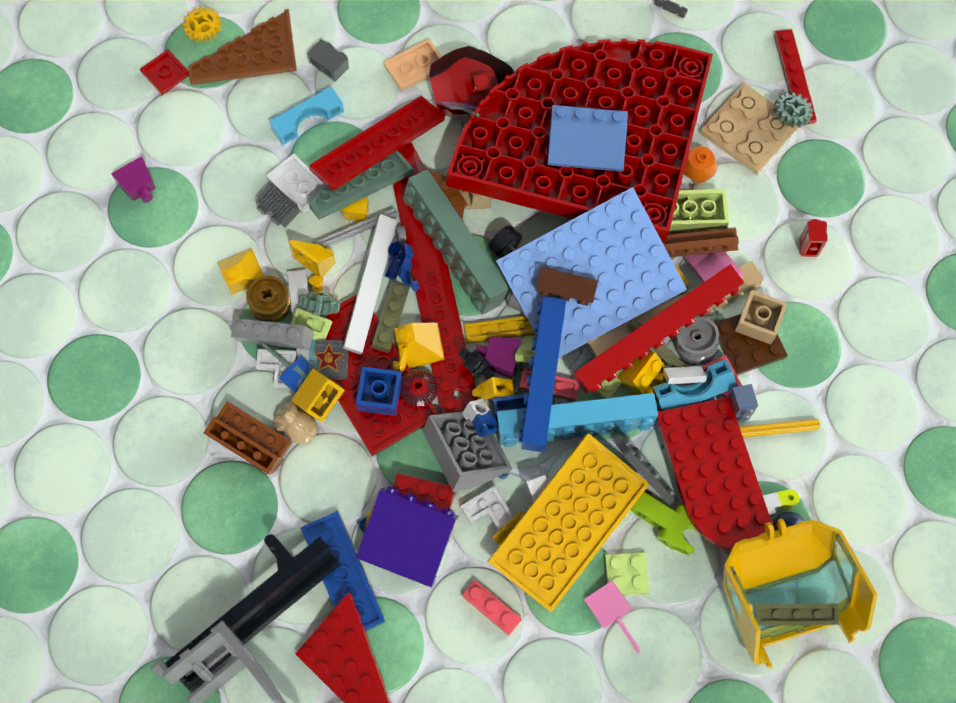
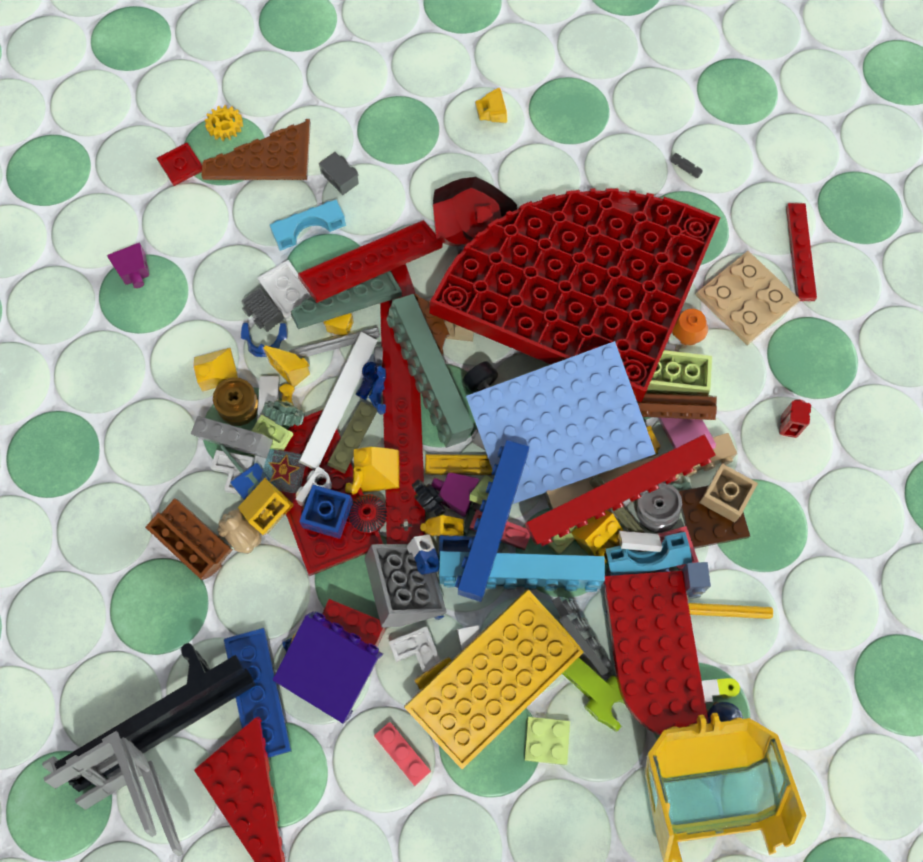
camera: 10 degrees right, 0 degrees up
(282, 247) = (259, 351): none -> blue helmet
(354, 377) = (312, 479): none -> white plate
(412, 64) = (418, 189): light nougat plate -> none
(458, 105) = (460, 235): piece -> none
(566, 286) = (532, 432): reddish brown brick -> none
(587, 138) = (578, 285): medium blue slope -> none
(608, 606) = (523, 773): bright pink piece -> none
(793, 109) = (793, 284): sand green gear -> none
(796, 614) = (717, 814): olive plate -> none

